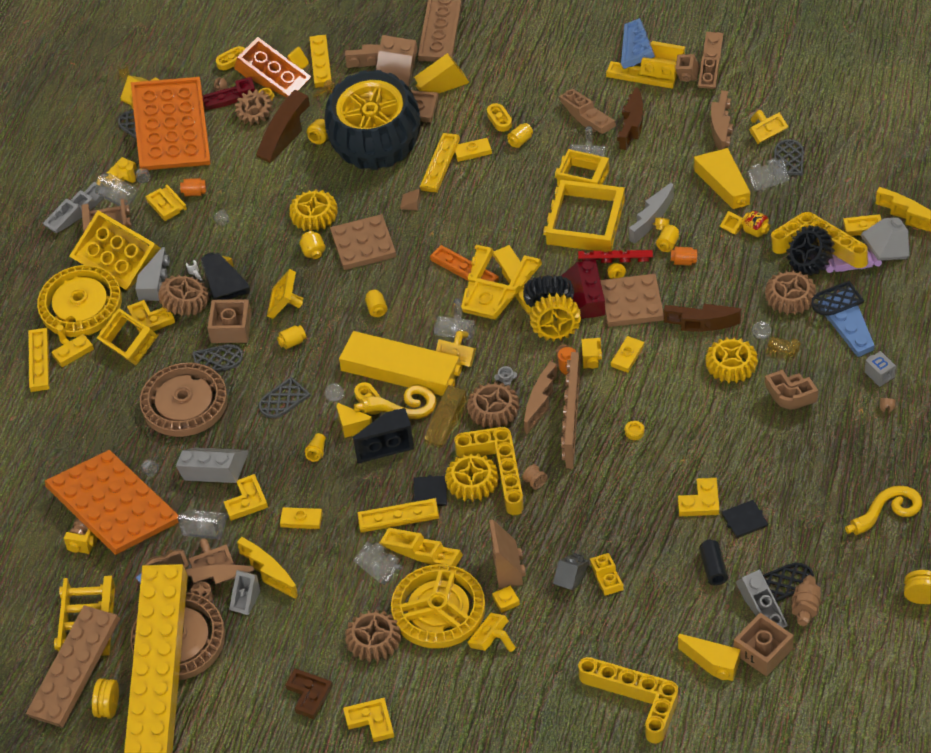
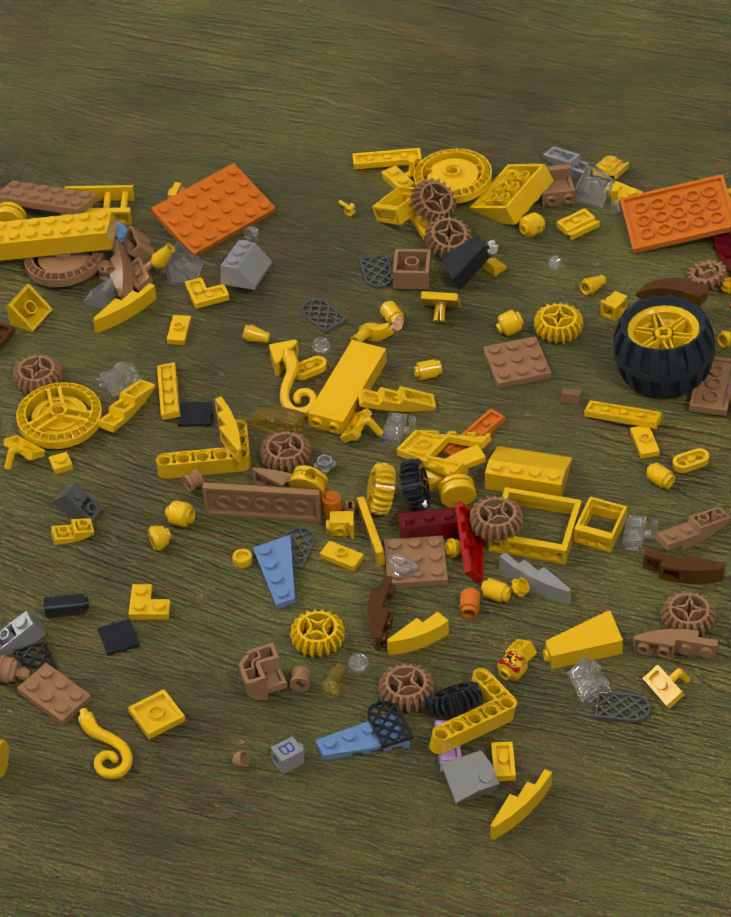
camera: 90 degrees right, 5 degrees down
(82, 179) = (613, 166): none -> yellow plate
(117, 385) = (348, 209): none -> yellow hand
(138, 299) = (437, 193): none -> medium nougat gear
(152, 277) = (482, 220): light grey slope -> none
(165, 235) = (532, 225): none -> yellow head
(183, 399) = (323, 247): medium nougat piece -> none
(193, 187) = (597, 240): orange brick -> none
(203, 527) = (161, 257): none -> yellow cone
(258, 189) = (592, 284): none -> yellow cone
(265, 661) = (27, 309): none -> yellow slope
(291, 171) = (614, 306): none -> yellow brick
(317, 346) = (377, 332): none -> yellow arm
(384, 437) = (253, 374): black slope -> none
(421, 323) = (402, 400): none -> yellow slope
(483, 480) = (198, 434): yellow gear -> none
(484, 436) = (228, 429): none -> yellow slope
(506, 557) = (92, 447): medium nougat slope -> none
(515, 221) = (527, 471): none -> yellow slope
(550, 263) = (456, 488): none -> yellow head
(556, 364) = (308, 478): none -> yellow head
(583, 480) = (180, 513): none -> yellow head
(595, 229) = (496, 518): none -> medium nougat gear
(599, 330) = (371, 531): none -> yellow tile
(610, 401) = (310, 547): none -> dark grey window
(616, 495) = (159, 537): none -> yellow cone
(644, 400) = (278, 570): none -> medium blue wing
(650, 297) = (403, 565): none -> clear plate
(697, 115) = (701, 612): none -> medium nougat gear
(725, 287) = (418, 634): none -> yellow slope
(789, 366) = (300, 679): none -> medium nougat wheel
(827, 558) = (54, 694): none -> medium nougat plate
(843, 472) = (156, 714): none -> yellow plate

